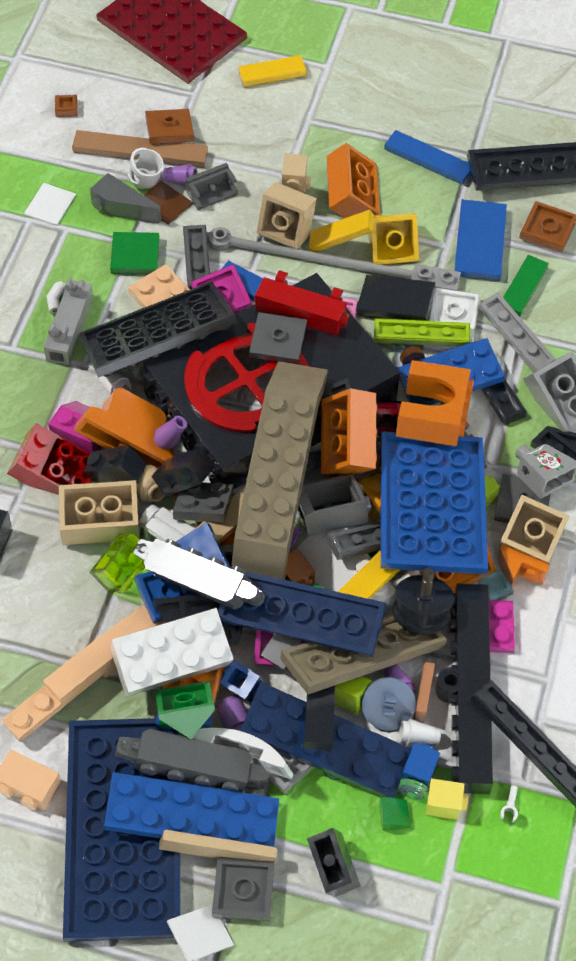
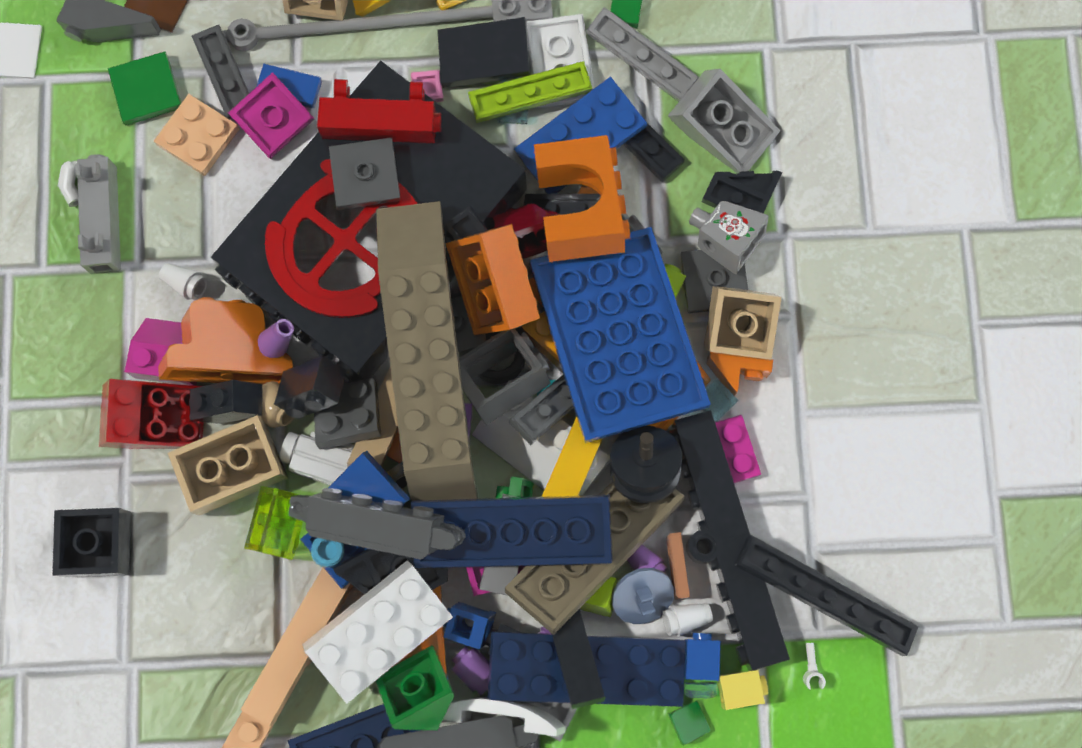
camera: 15 degrees left, 20 degrees up
(152, 588) = (326, 552): none -> medium azure tile
(157, 329) = (210, 200): black plate -> none
(299, 569) = (487, 463): dark orange brick -> none
(411, 353) = (527, 127): reddish brown tile -> none

